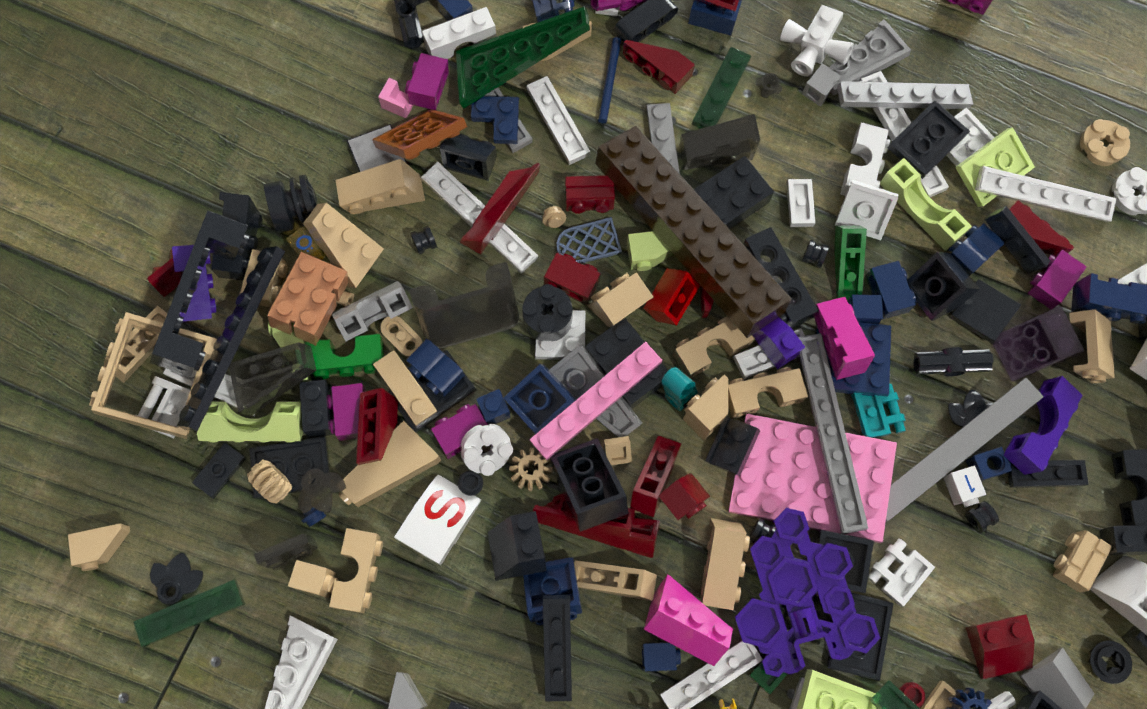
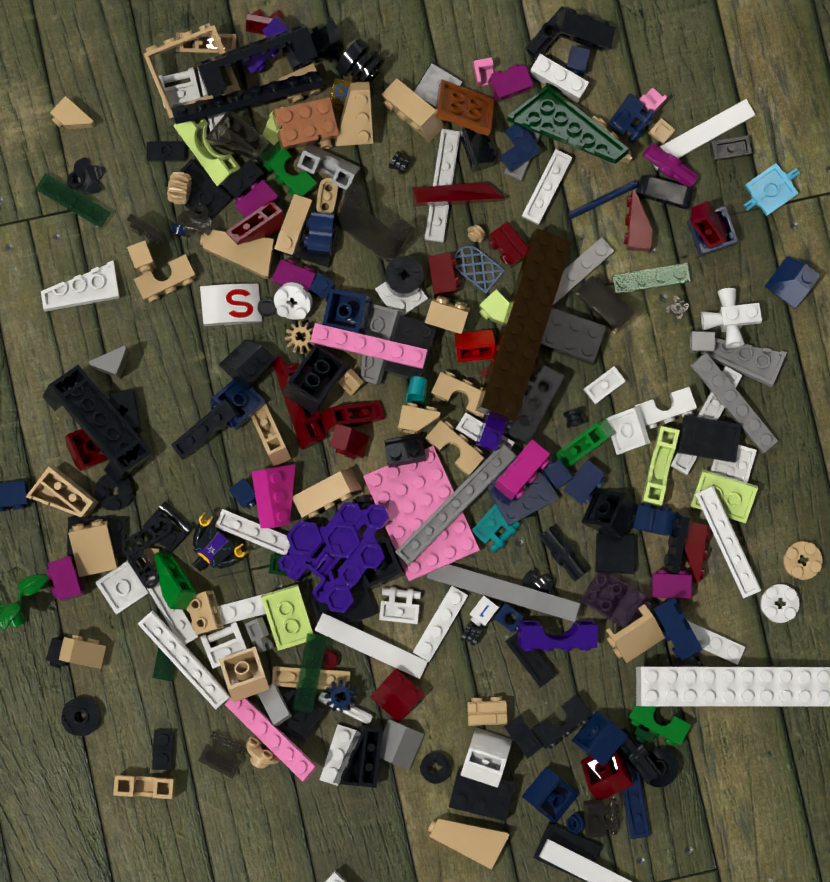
camera: 55 degrees right, 10 degrees up
(926, 636) = (371, 645): none -> white tile
(947, 543) = (440, 623): none -> white plate

